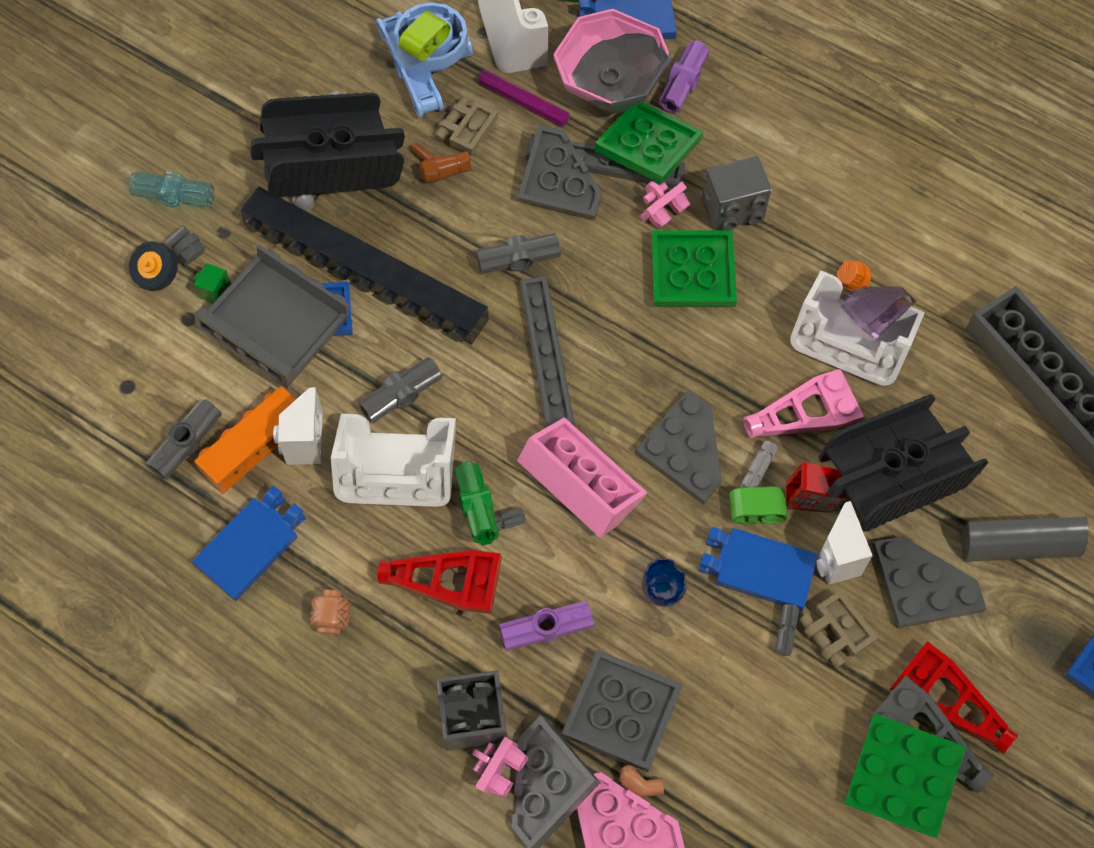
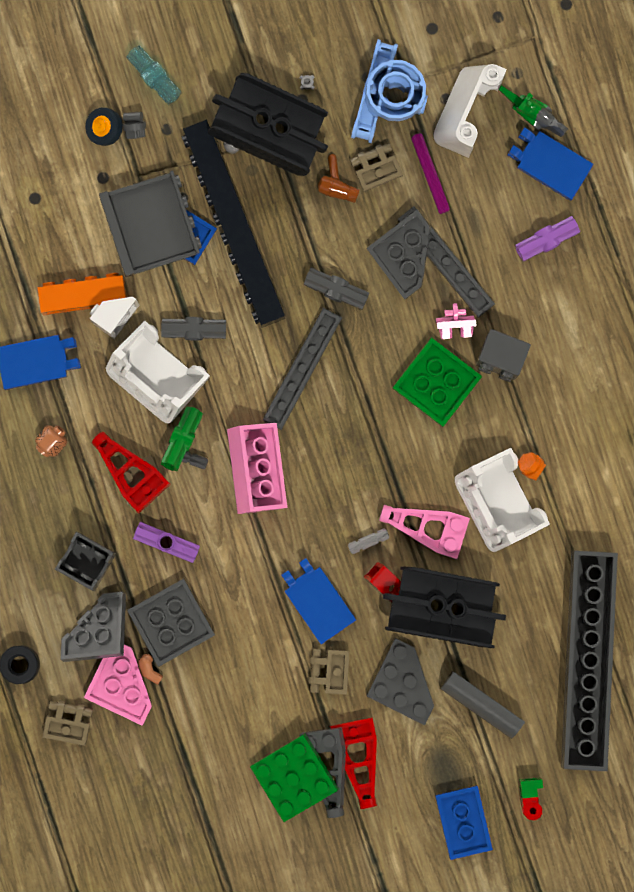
camera: 35 degrees right, 20 degrees up
(172, 451) = (57, 260): dark grey piece -> none
(211, 283) = (131, 166): green plate -> none
(424, 36) = (386, 94): lime beam -> none
(491, 779) = (69, 607): bright pink hips -> none
(611, 59) = (501, 197): dark grey rock -> none
(648, 141) = (481, 272): green plate -> none
(663, 583) = (252, 569): clear blue hair -> none
(685, 448) = (335, 495): dark grey plate -> none
(758, 505) = (346, 565): bright green beam -> none
(786, 634) = (297, 652): dark grey piece -> none
(845, 550) = (368, 629): white slope -> none
(877, 307) = (515, 500): clear purple slope -> none

